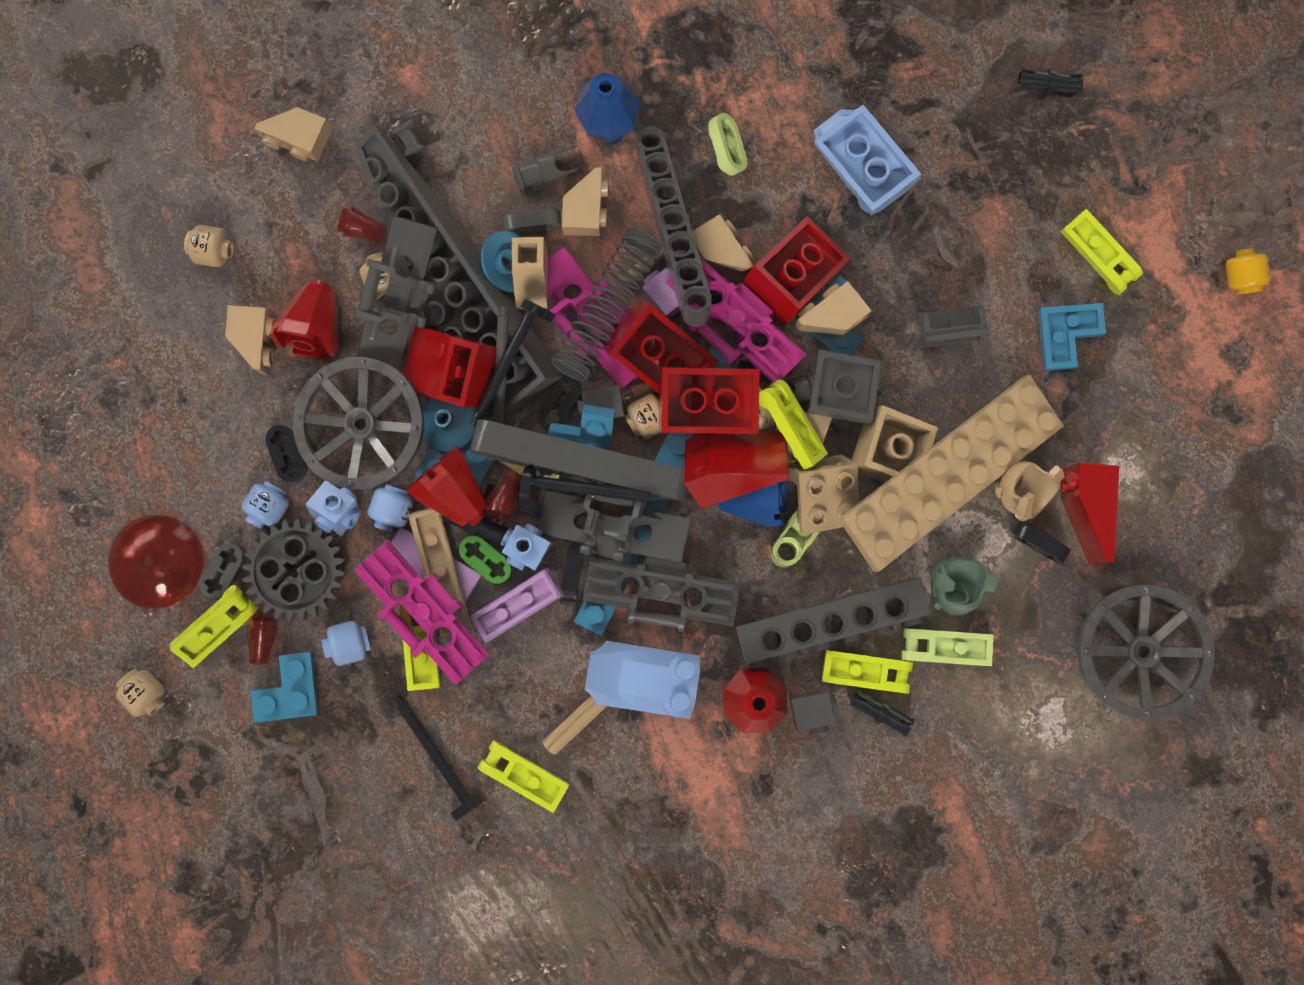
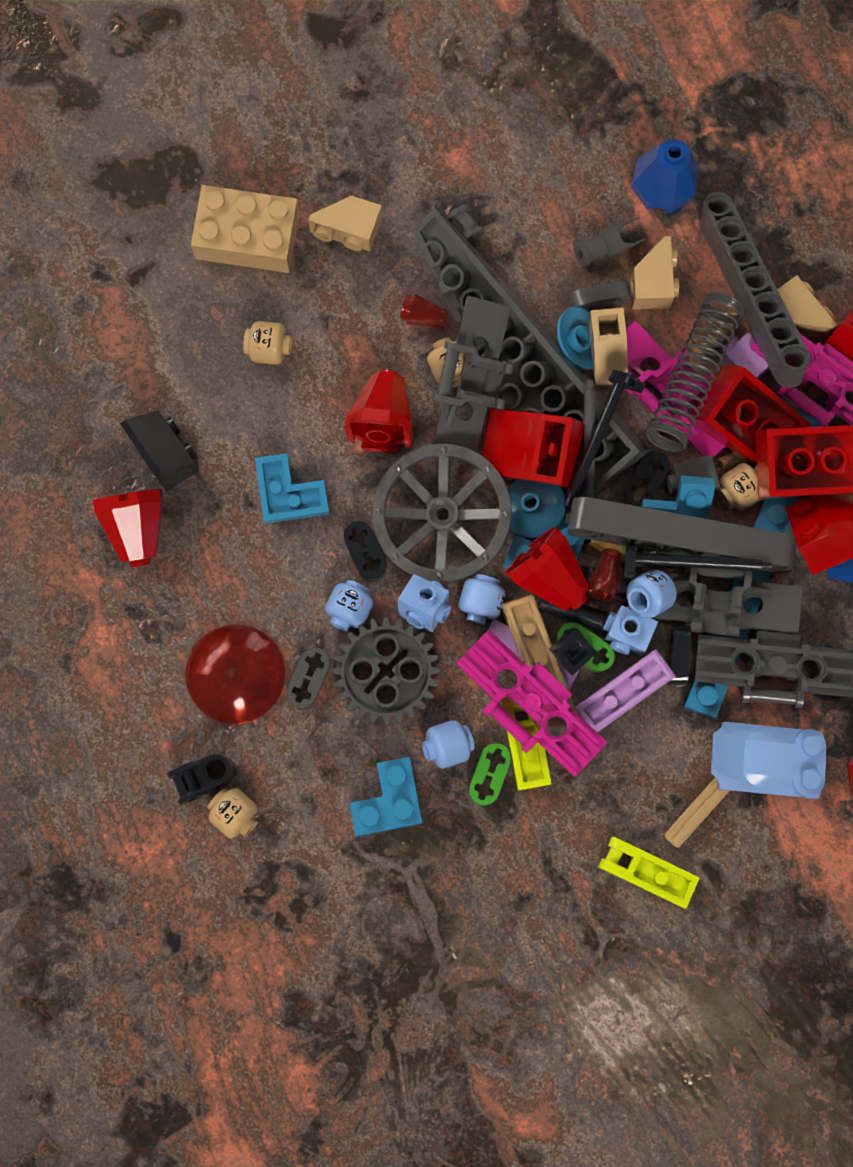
camera: 10 degrees left, 5 degrees down
(65, 413) = (132, 523): none -> red cone
(96, 343) = (161, 449): none -> black slope
(111, 657) = (195, 778): none -> black piece
(196, 132) = (245, 228): none -> tan brick
(210, 397) = (283, 500): none -> dark azure plate
(213, 627) = (306, 737): neon yellow plate -> none
(249, 333) = (317, 430): tan slope -> none
(260, 637) = (356, 746): clear red cone -> none
(377, 671) = (482, 771): none -> bright green beam
(467, 802) = (592, 906): black piece -> none
(468, 564) = (572, 651): none -> black tile
(546, 515) = (651, 593): none -> light blue head
(727, 144) = (794, 207): yellowish green plate -> none

